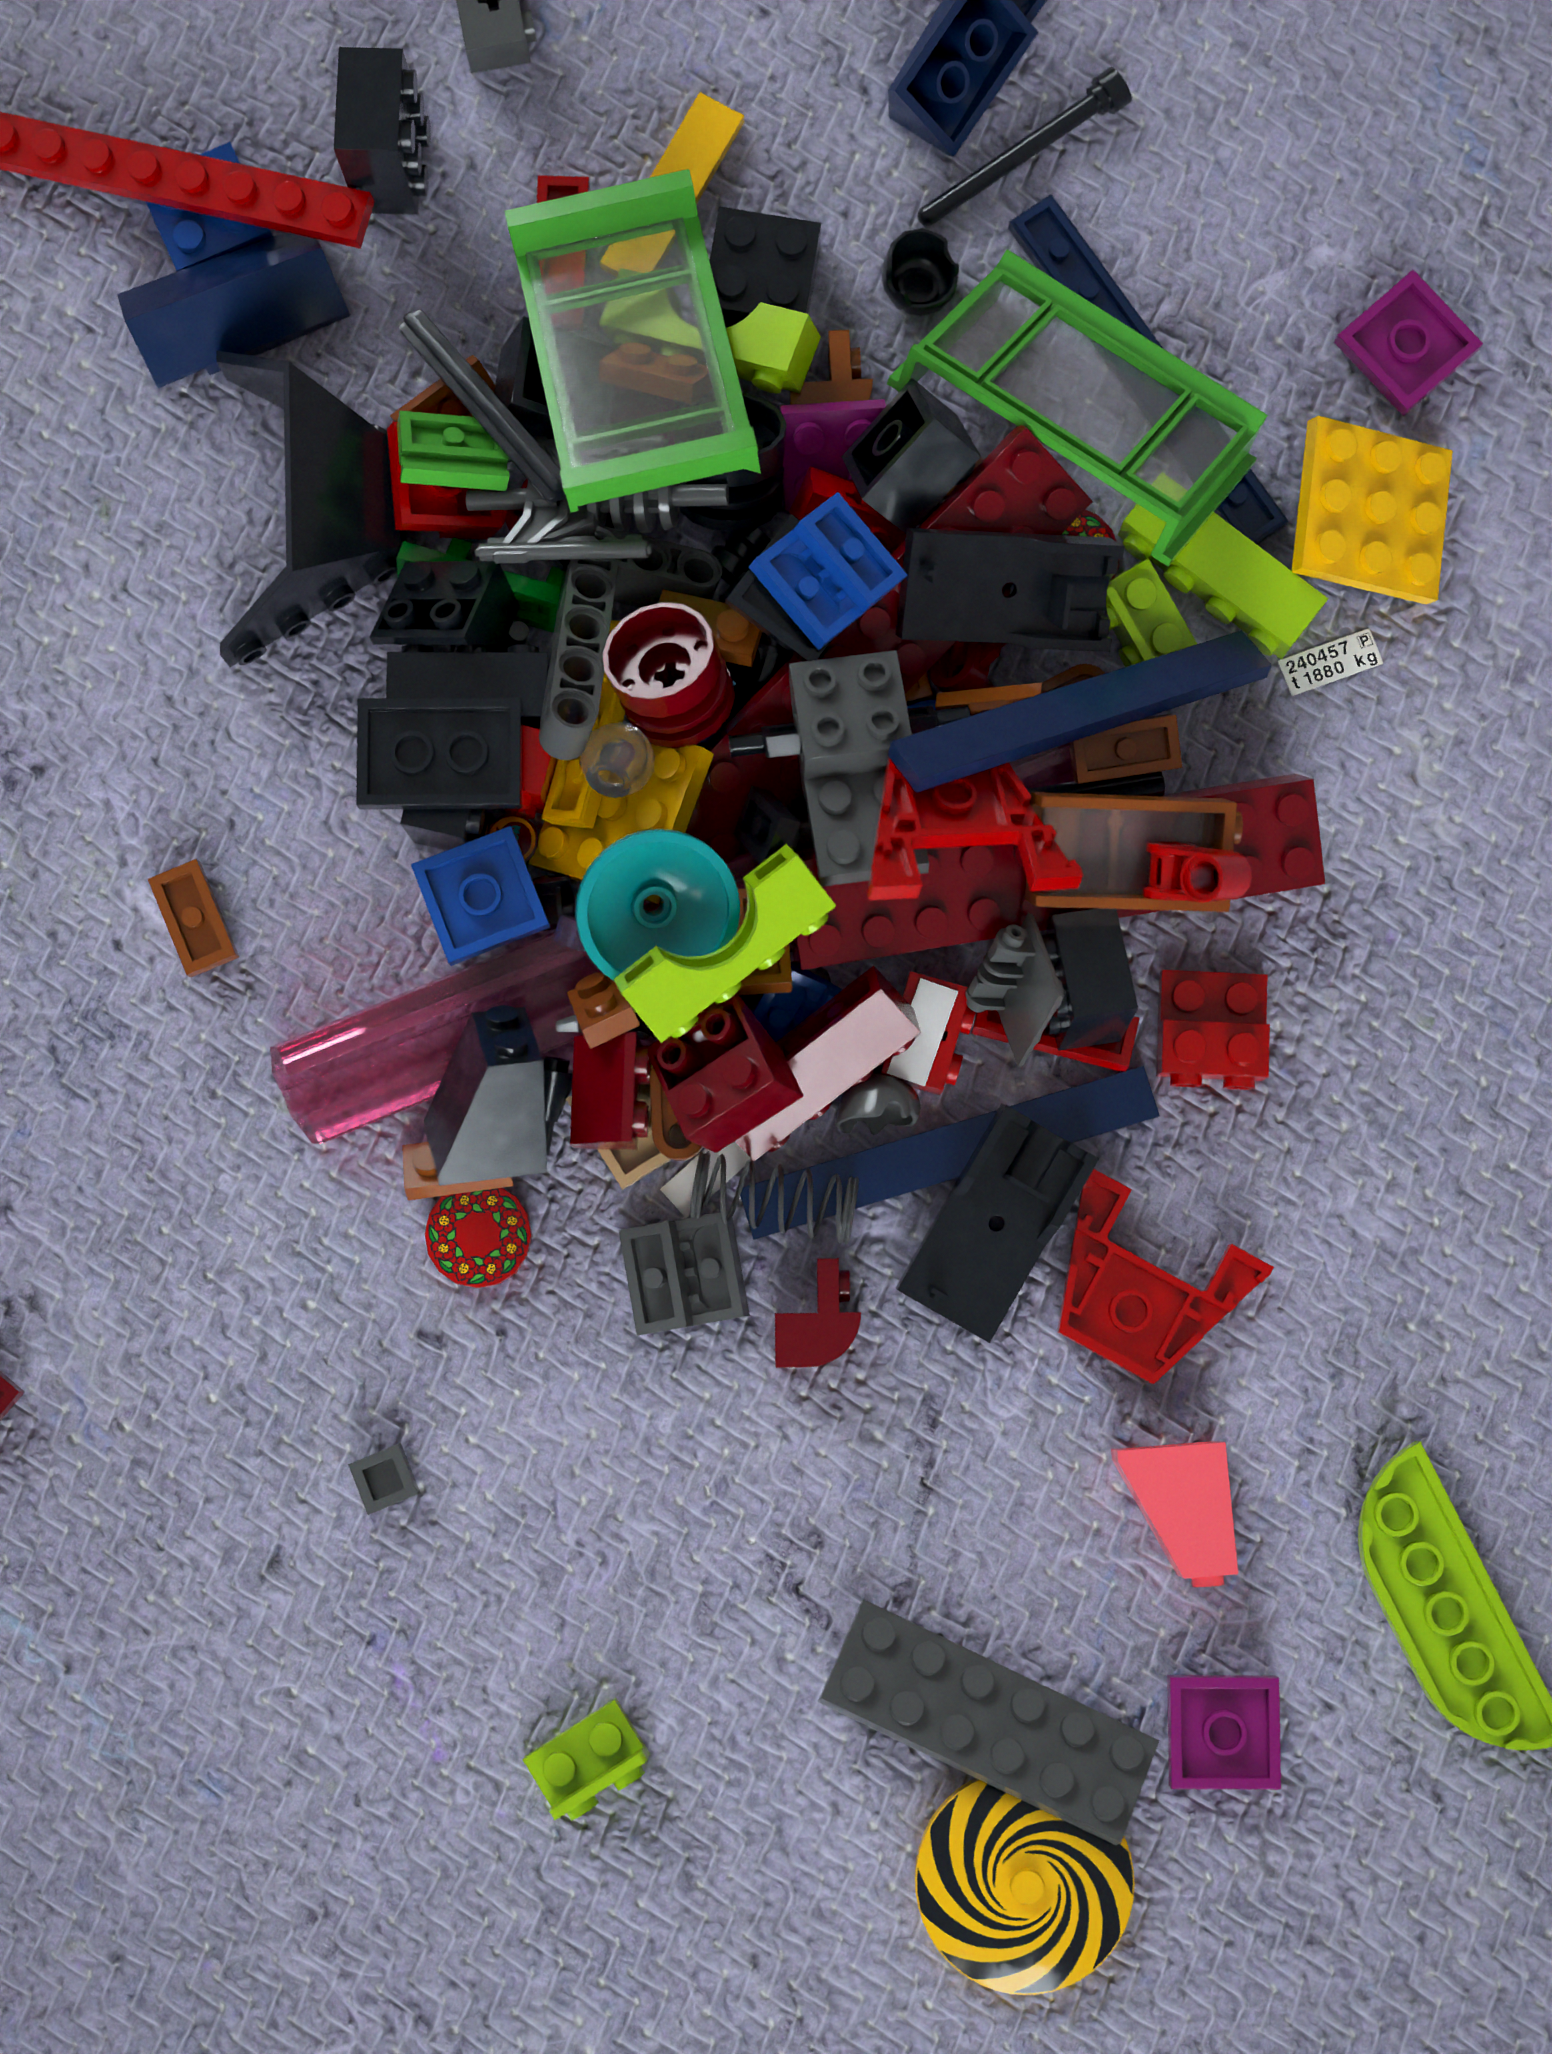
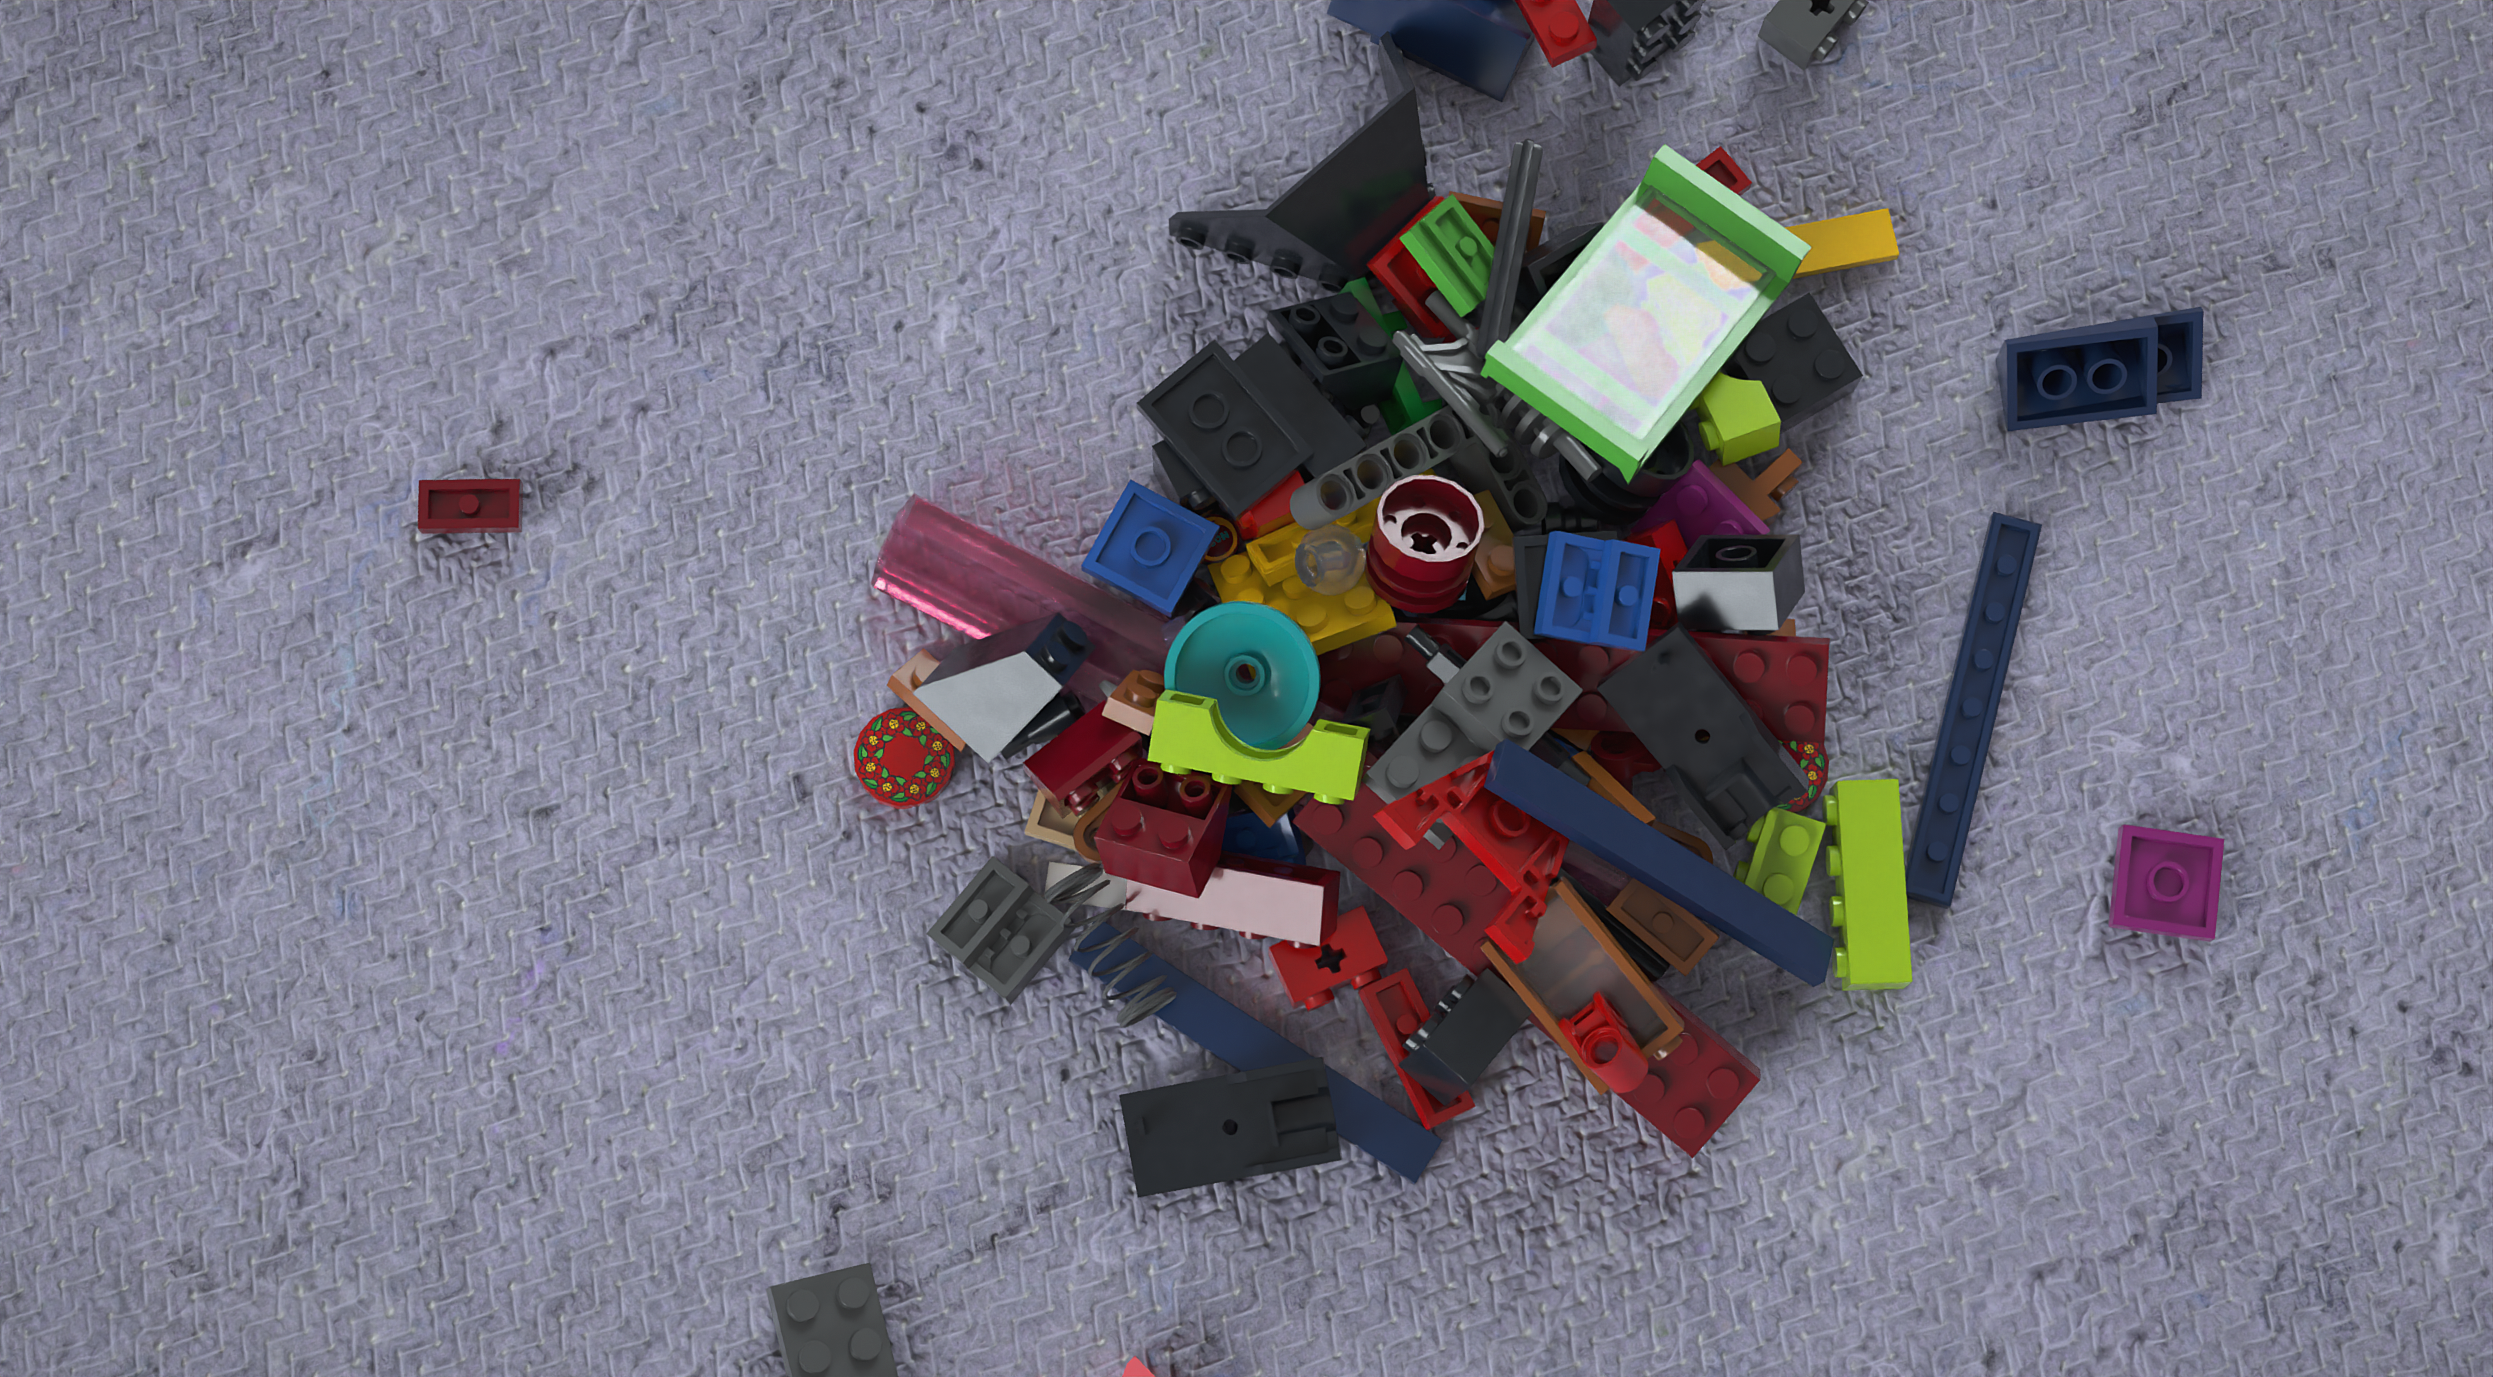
camera: 45 degrees right, 5 degrees down
(193, 918) = (963, 362): dark orange plate -> none
(384, 1478) = (670, 838): dark grey plate -> none
(588, 1759) = (586, 1156): lime bracket -> none
(818, 1336) = (1044, 1070): dark red brick -> none
(878, 1103) = (1246, 965): dark grey hair -> none
(919, 272) = (1894, 478): black hair -> none
(932, 1009) = (1344, 946): white sticker -> none
(1019, 985) = (1416, 986): dark grey hinge -> none
(1094, 395) = (1906, 681): piece -> none
(1106, 94) = (2152, 501): black piece -> none
(1133, 1308) = (1253, 1280): red wing -> none
(1213, 1028) = (1515, 1169): red plate -> none
(1330, 662) = (1872, 1029): white sticker -> none
(1372, 510) = (2011, 961): yellow plate -> none

